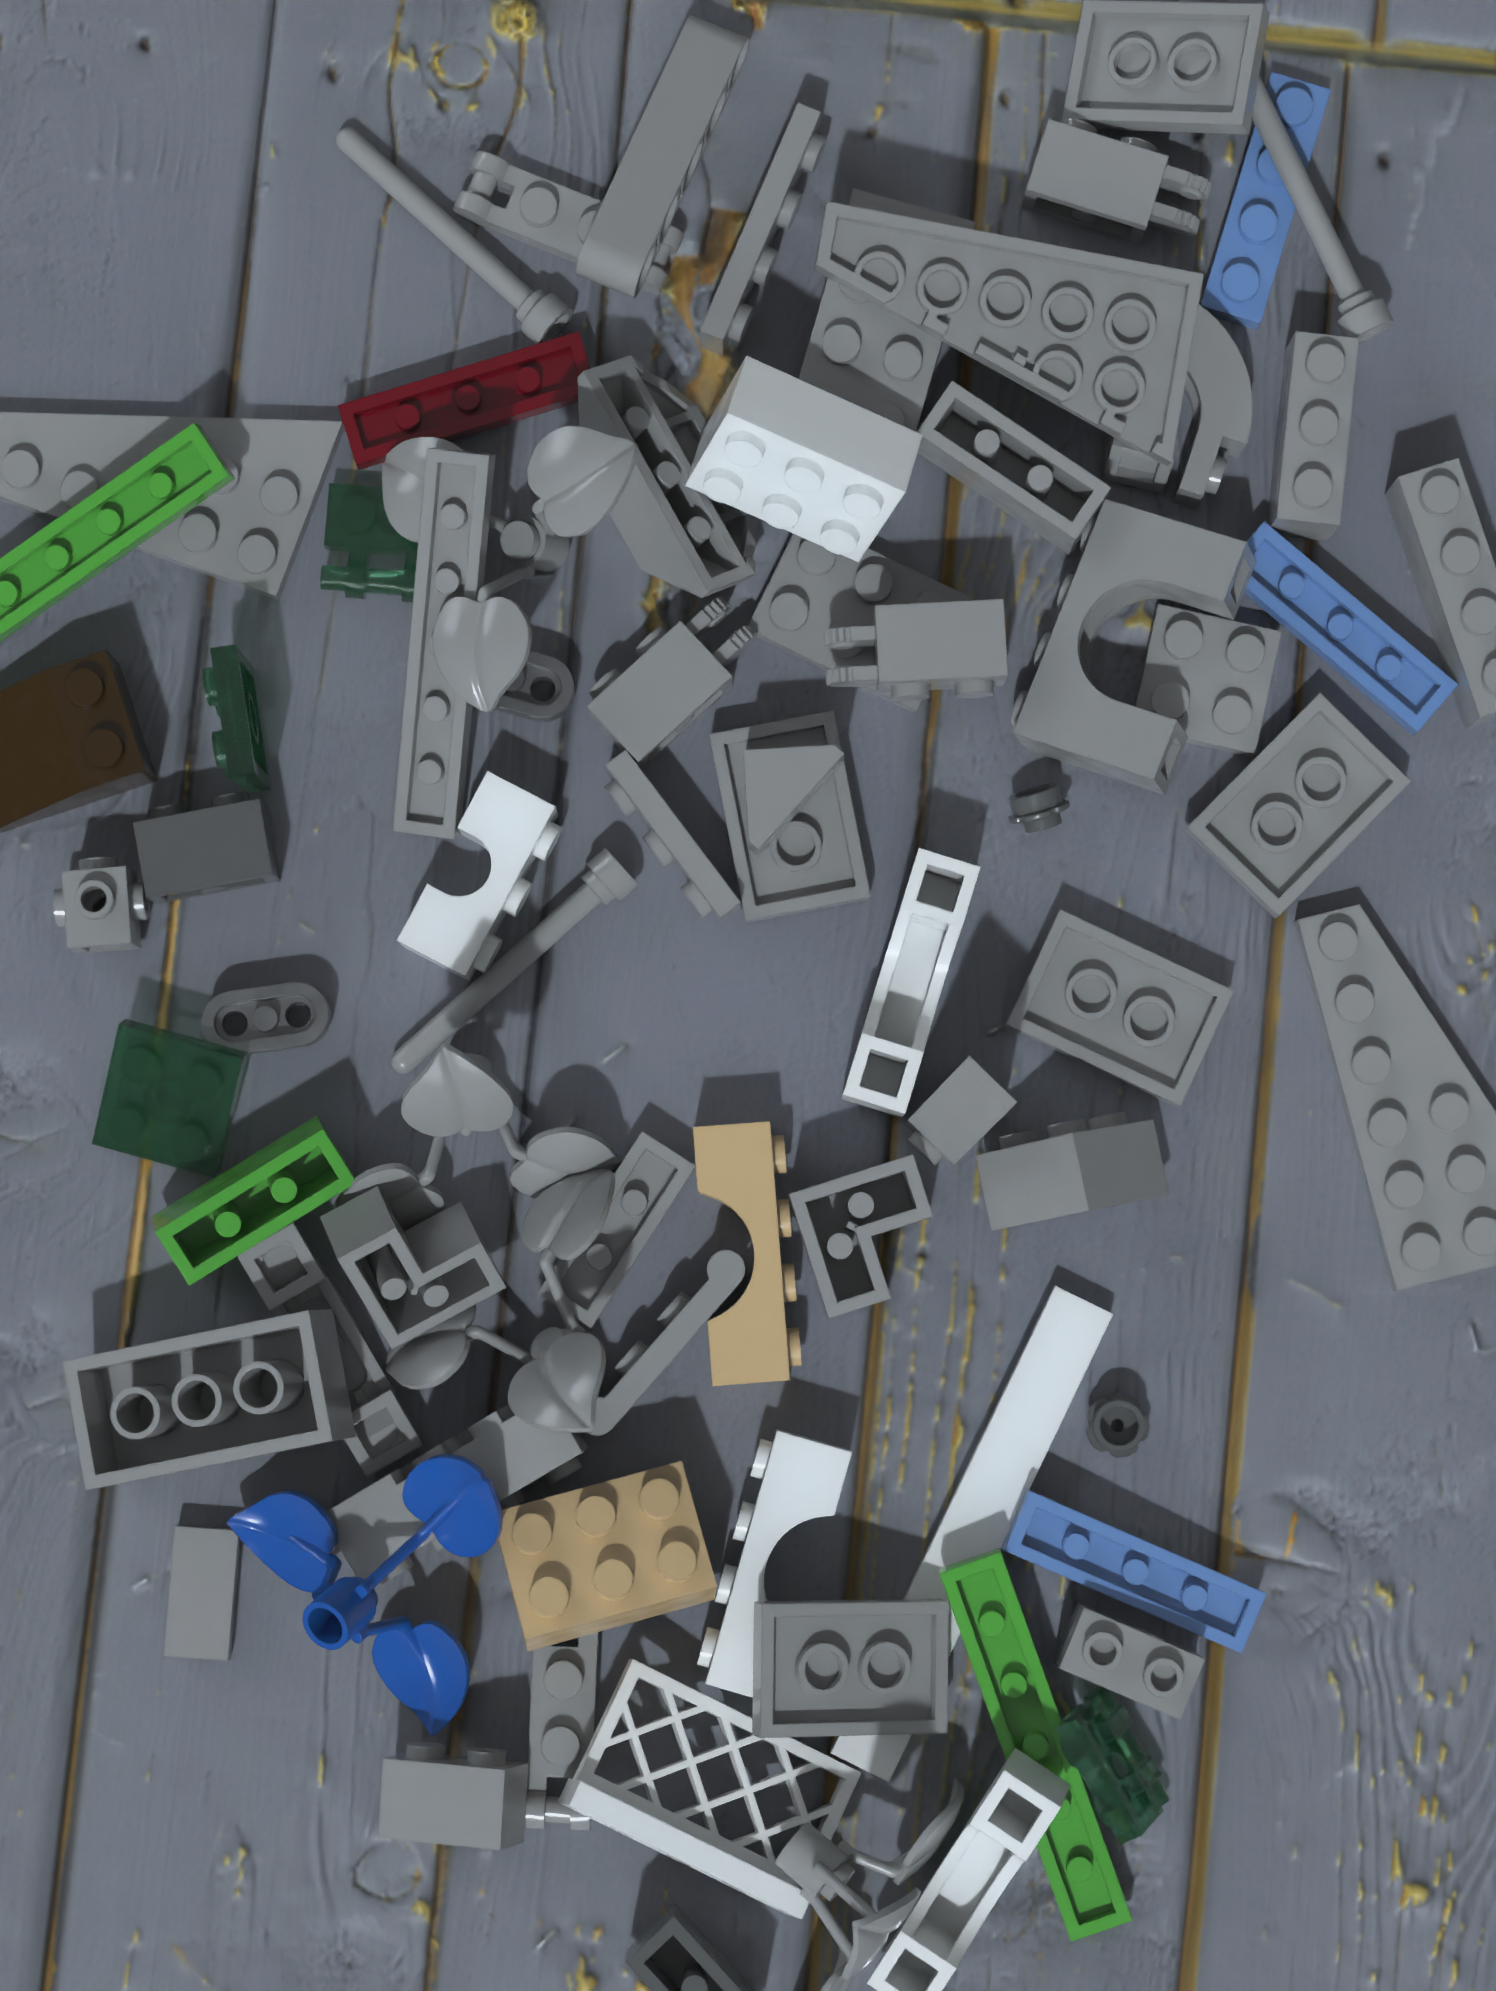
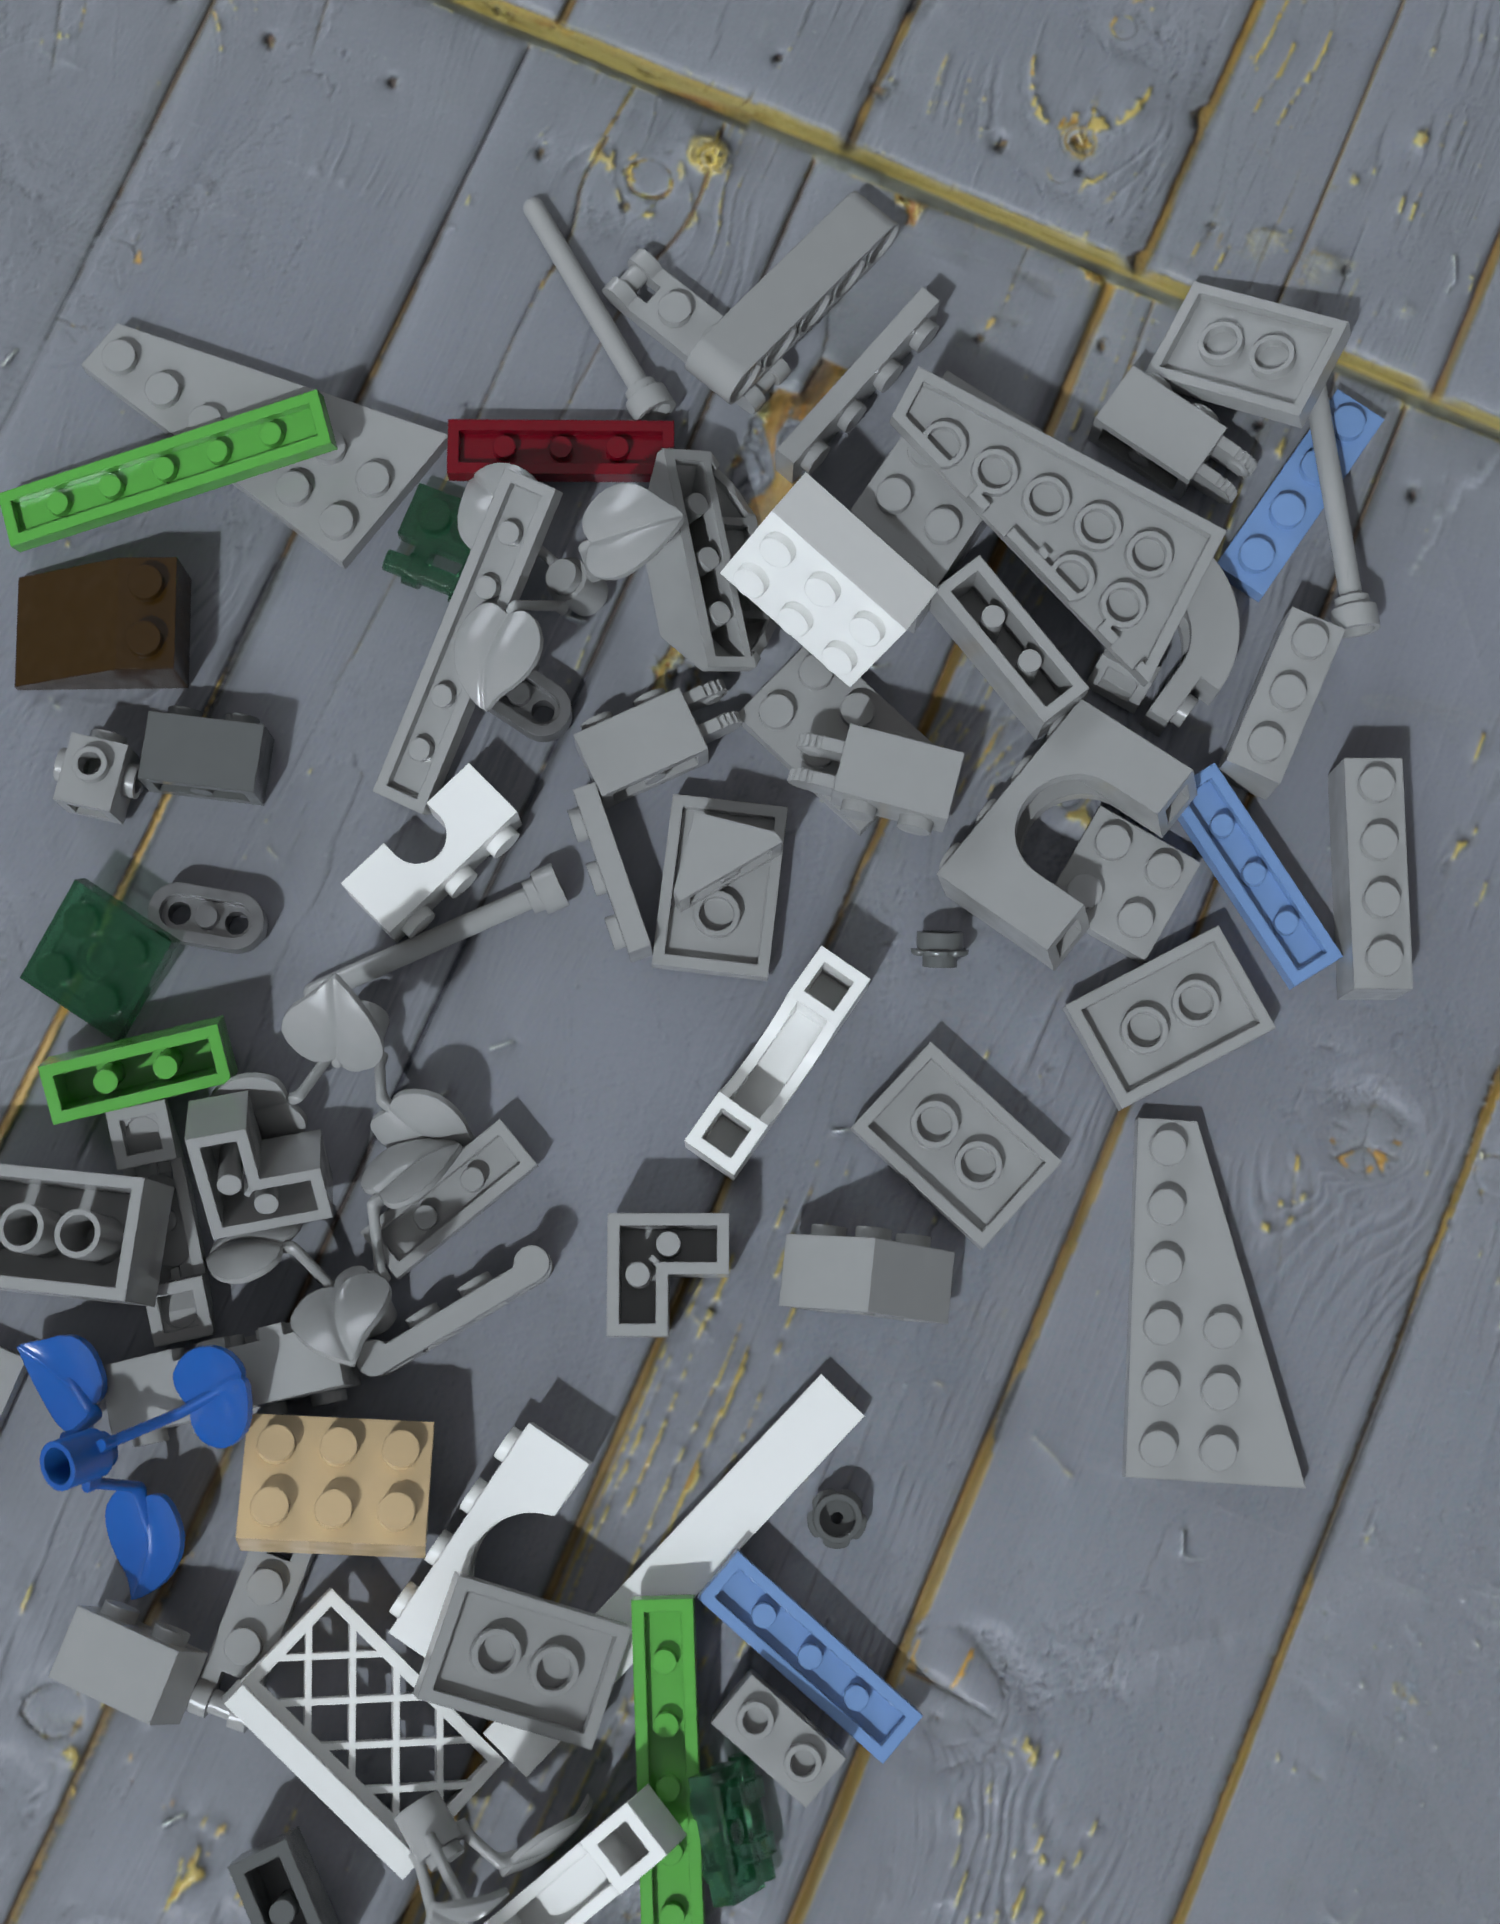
camera: 15 degrees right, 5 degrees down
(240, 743) = (271, 653): clear green plate -> none
(738, 1170) = (536, 1331): tan arch -> none
(958, 1114) = (781, 1190): light grey slope -> none

